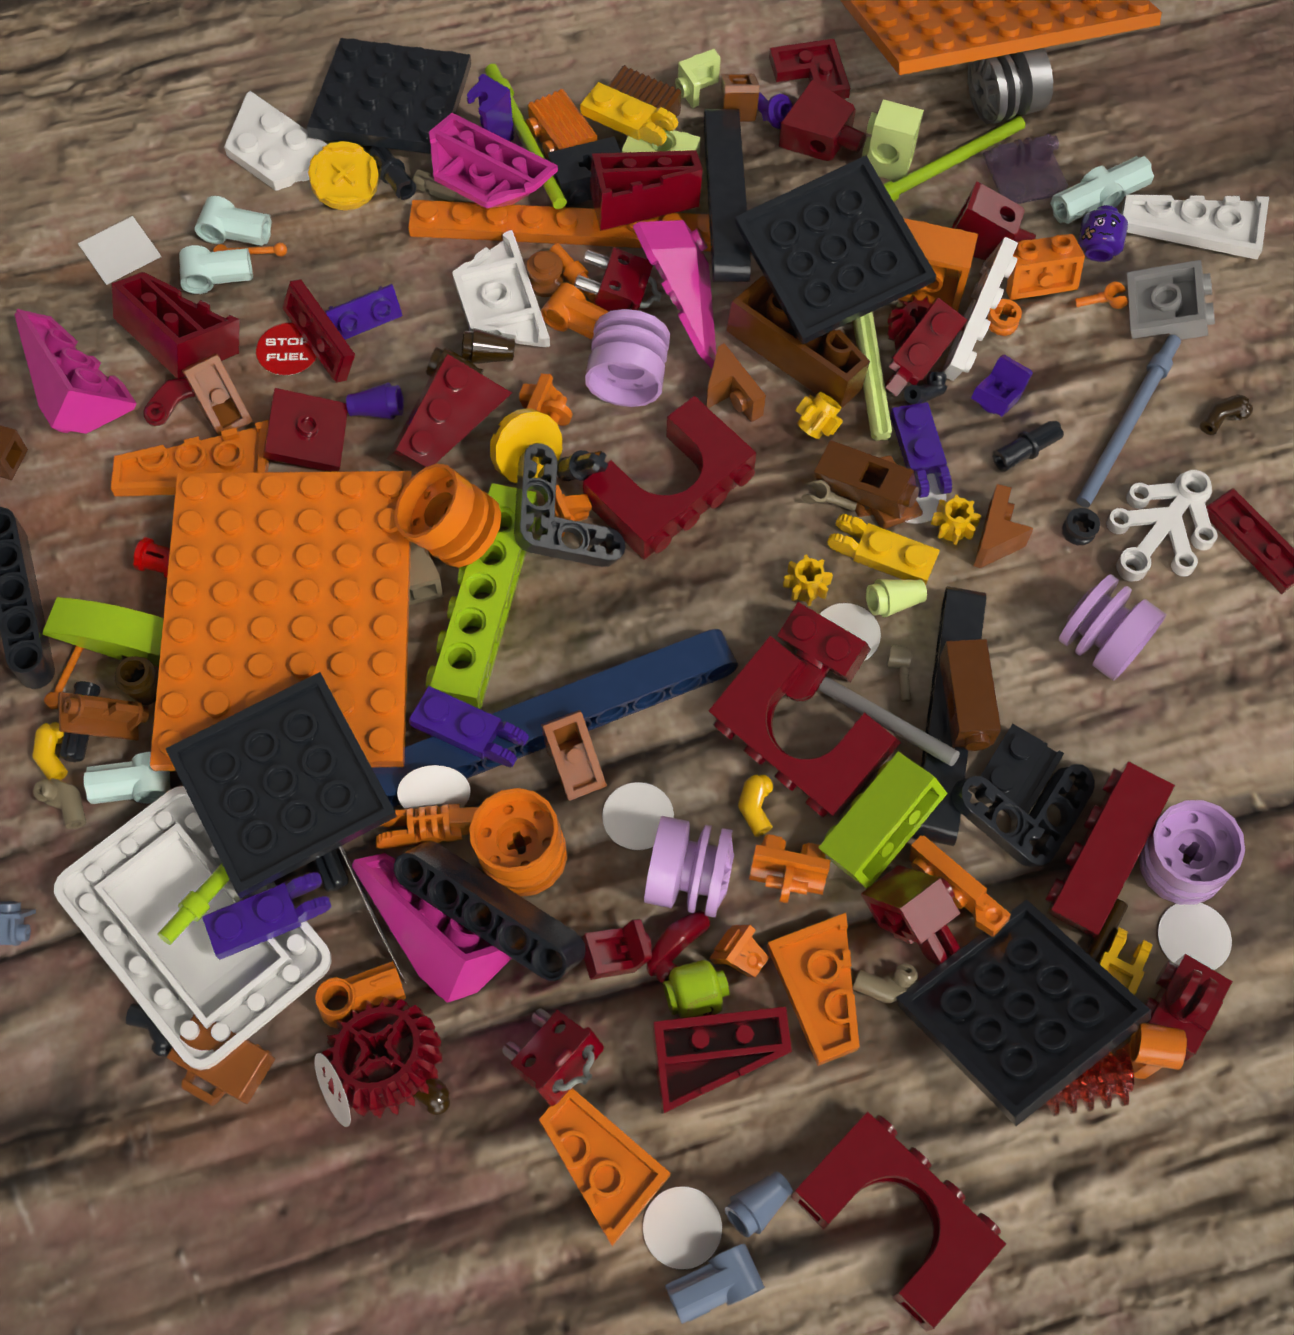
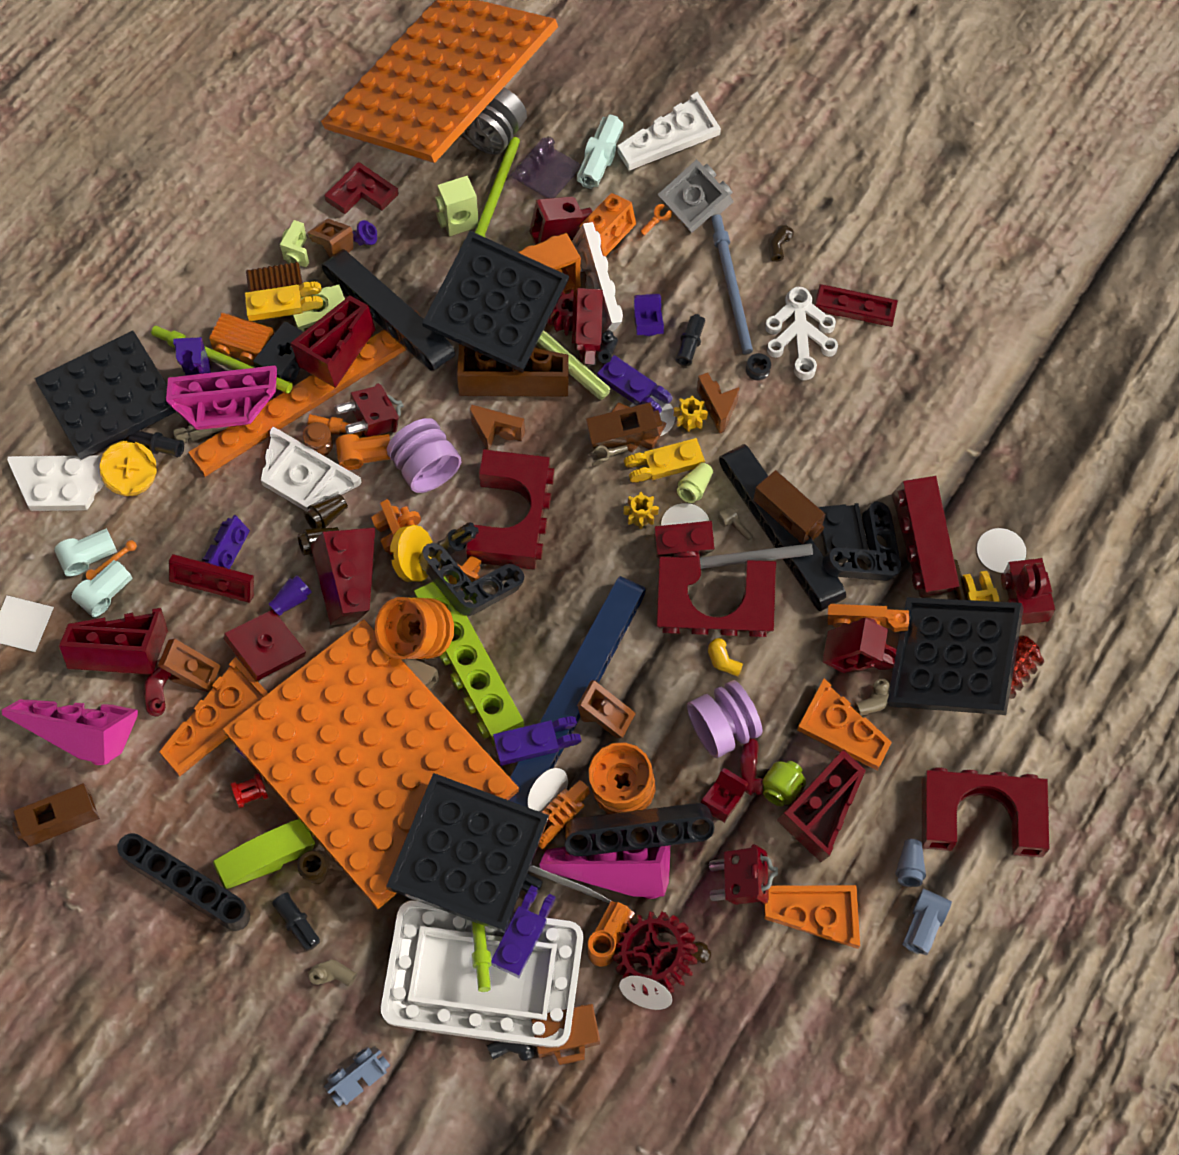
camera: 40 degrees left, 0 degrees up
(44, 751) = (290, 953): yellow arm -> none
(51, 698) = (264, 923): orange hinge -> none
(100, 716) = (311, 905): dark orange hinge -> none
(126, 781) = (364, 926): light aqua piece -> none
(284, 350) = (195, 607): red sticker -> none
(634, 814) = (664, 716): white sticker -> none
(682, 1227) = (883, 909): white sticker -> none
(686, 277) = (406, 377): dark pink wedge -> none
(740, 951) = (786, 743): orange brick -> none
(788, 869) = (775, 680): orange hips -> none
(819, 415) = (562, 408): yellow gear -> none
(820, 124) = (400, 224): dark red torso -> none
(882, 819) = (801, 612): lime brick -> none
(1007, 308) = (617, 266): orange bush -> none
(1103, 233) = (624, 179): dark purple head -> none
(1111, 626) = (827, 413): lavender wheel -> none
(1156, 1048) = (1037, 620): orange piece -> none
(1206, 836) = (980, 500): lavender wheel -> none

